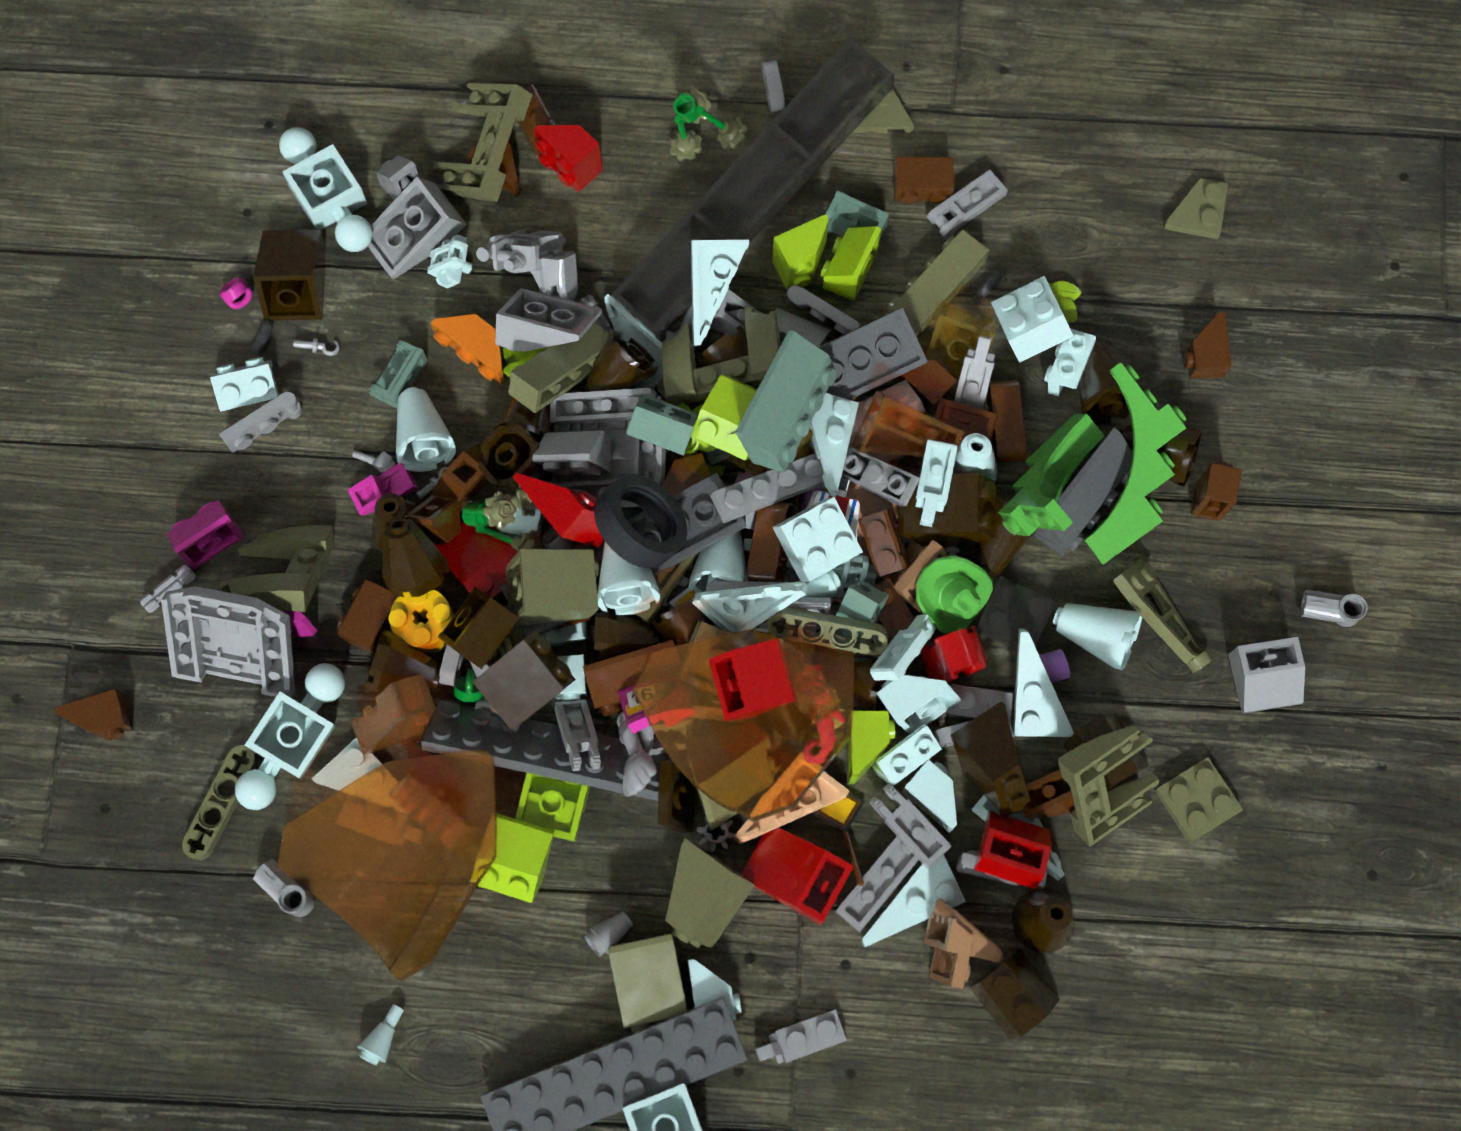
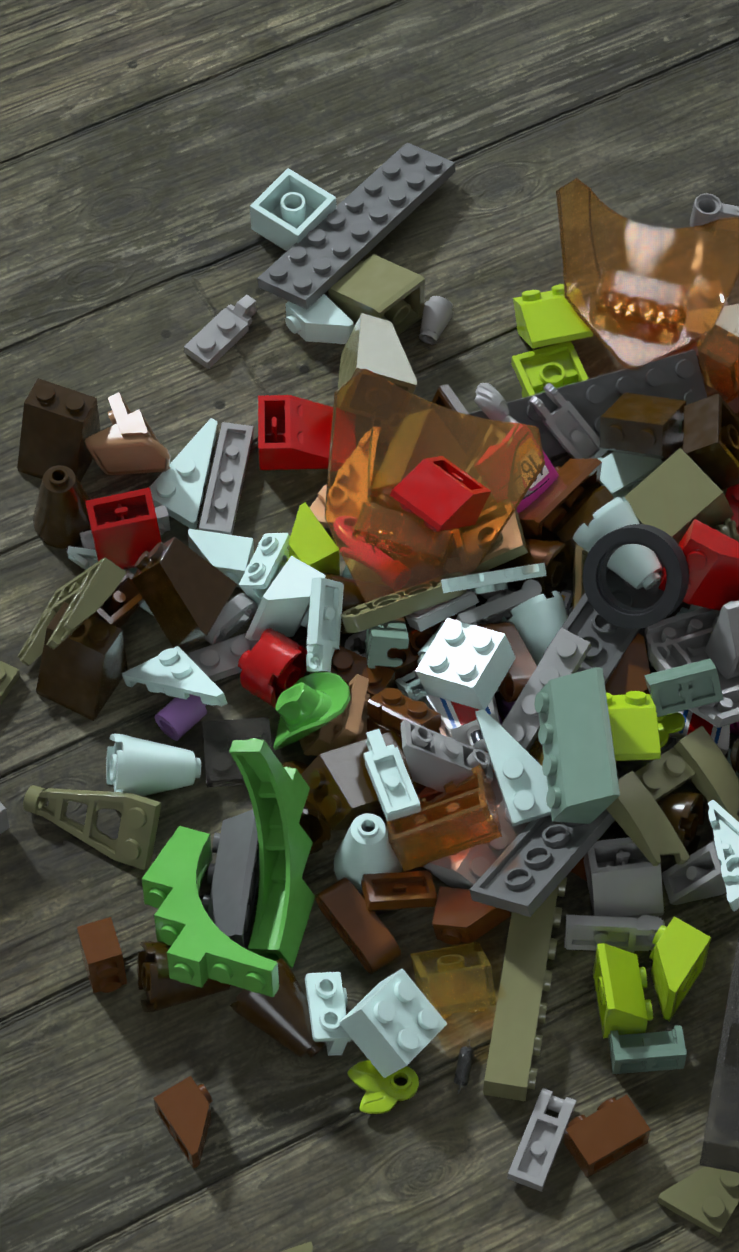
camera: 150 degrees right, 15 degrees down
(378, 1042) = (562, 160): light aqua cone -> none
(841, 816) = (291, 498): piece -> none
(912, 827) = (228, 511): light grey hinge -> none
(976, 374) = (414, 937): light grey hinge -> none

